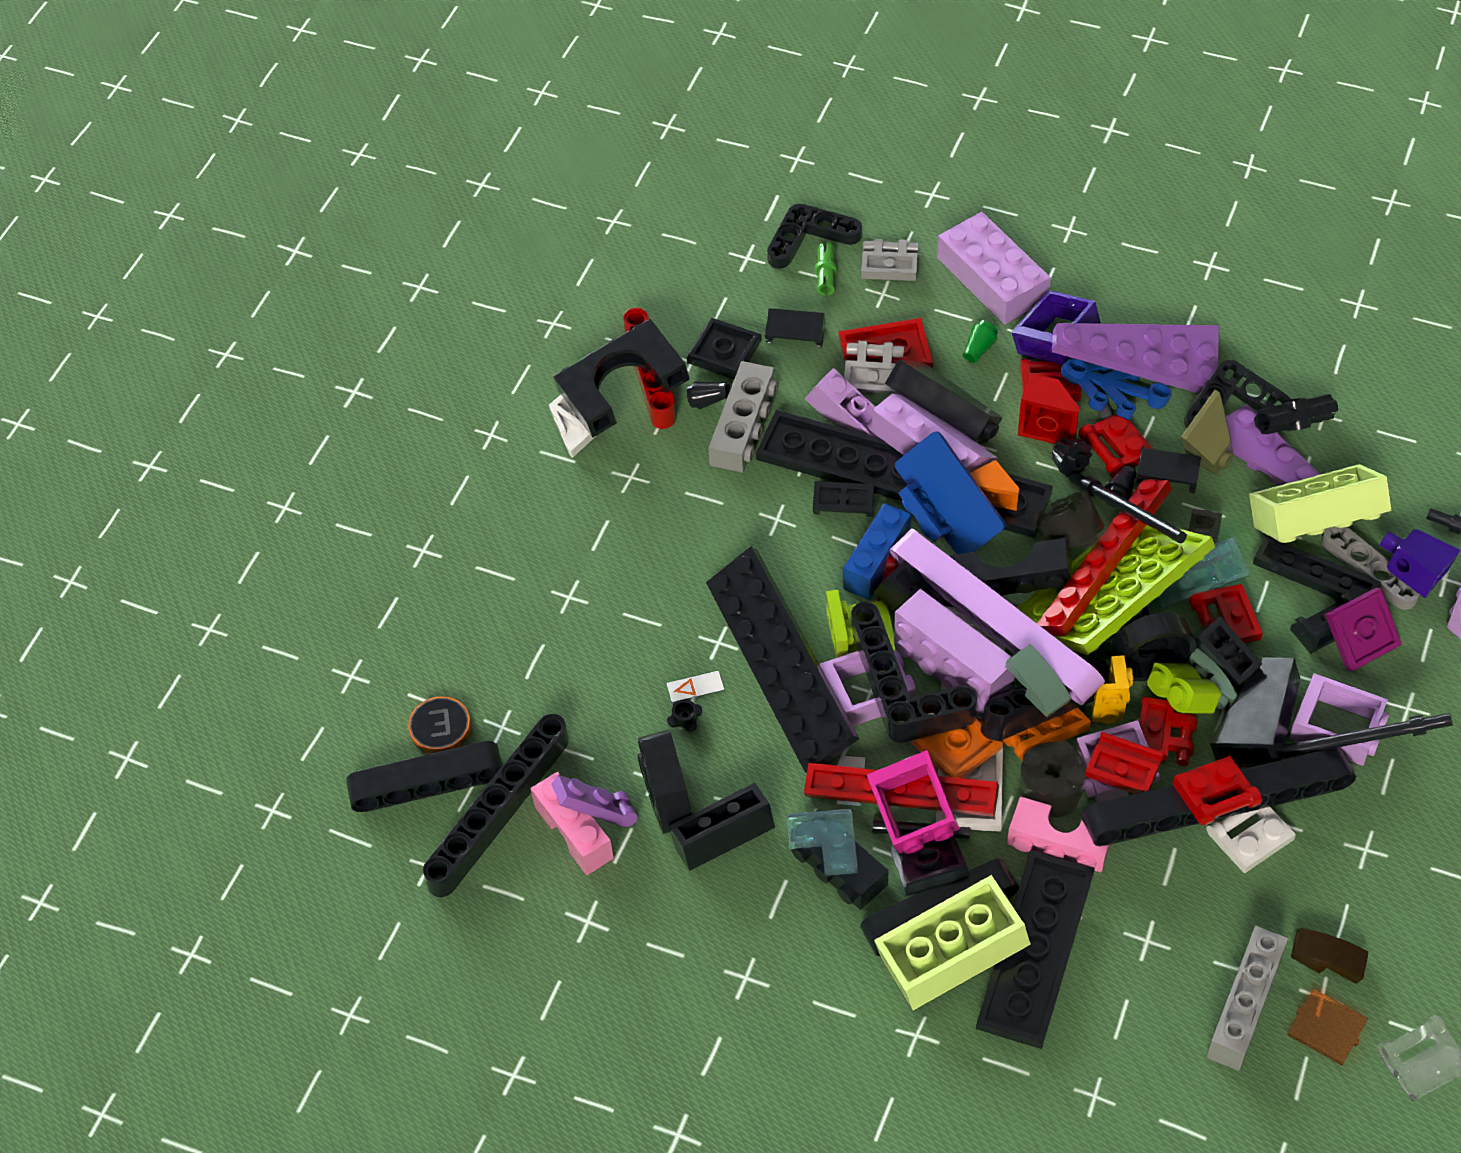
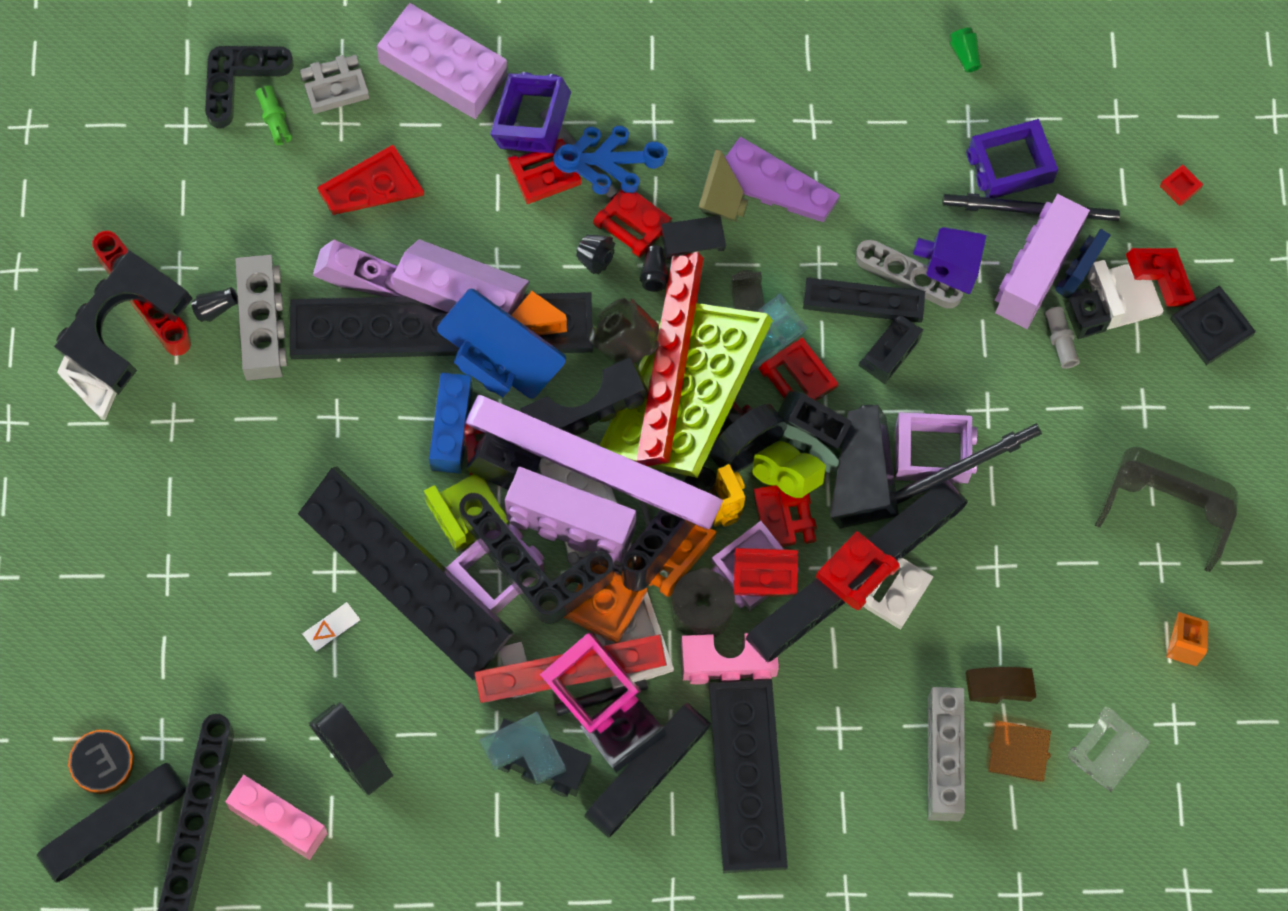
camera: 30 degrees left, 15 degrees up
(594, 801) = (291, 791): medium lavender plate -> none
(681, 708) = (330, 655): black plate -> none
(722, 826) = (420, 768): black brick -> none
(723, 348) = (208, 244): black plate -> none
(795, 326) = (271, 196): black hinge -> none
(843, 498) = (397, 378): black hinge -> none
(871, 375) = (369, 227): light grey plate -> none
(944, 399) = (453, 233): black slope -> none
(952, 942) = (676, 805): yellowish green brick -> none
(980, 340) = (460, 148): green cone -> none
(1042, 683) = (664, 522): sand green slope -> none
(1047, 410) = (559, 213): red slope -> none
(1095, 488) = (630, 281): black bar -> none
(1162, 353) = (641, 109): medium lavender wing -> none
(1228, 387) = (718, 127): black beam -> none
(1296, 414) = (791, 136): black piece -> none
(1320, 503) = (846, 228): yellowish green brick -> none
(1363, 629) = (927, 348): magenta tile -> none

